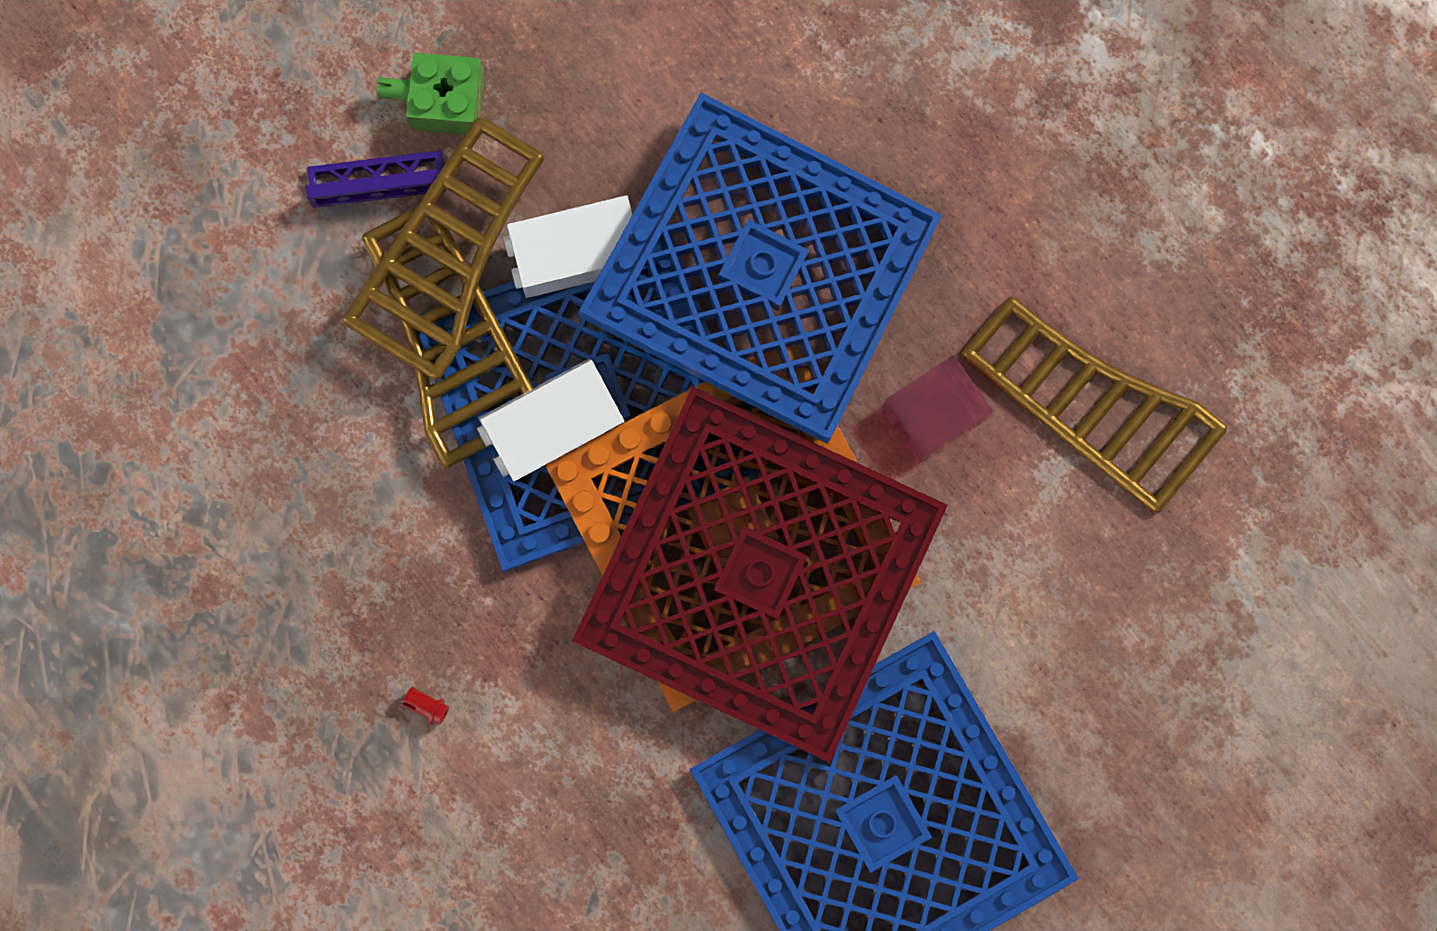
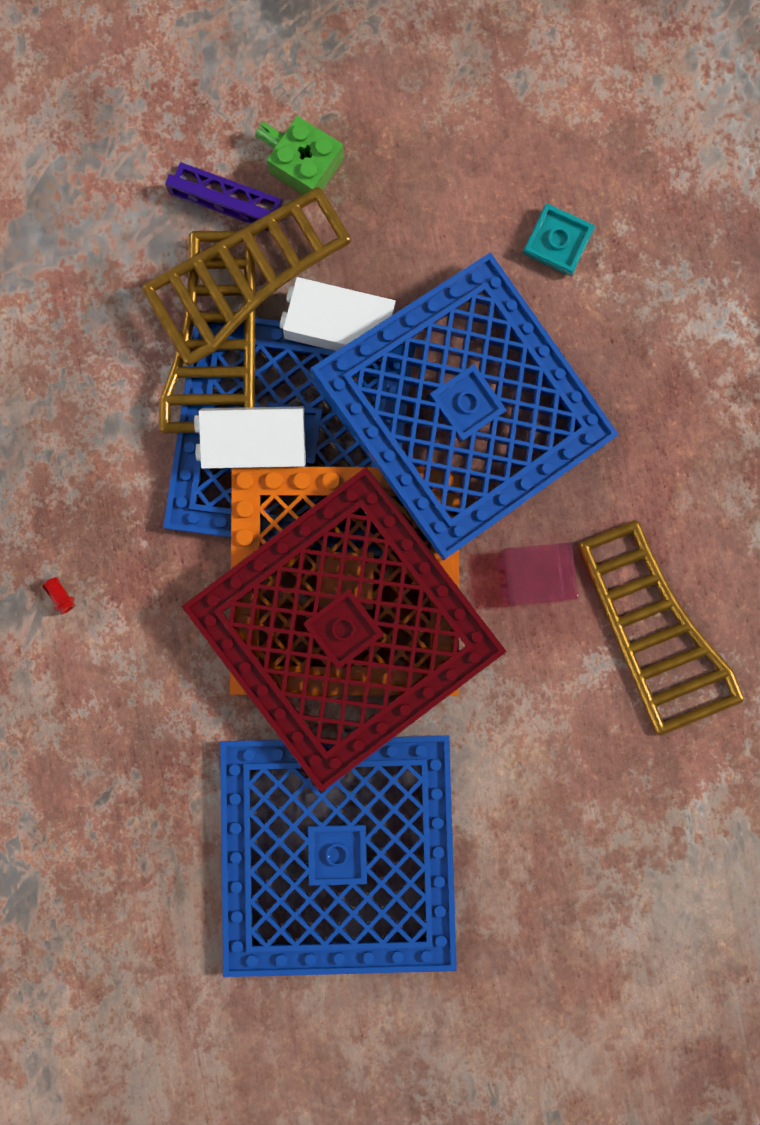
camera: 25 degrees right, 5 degrees up
(765, 42) = (558, 239): none -> teal plate

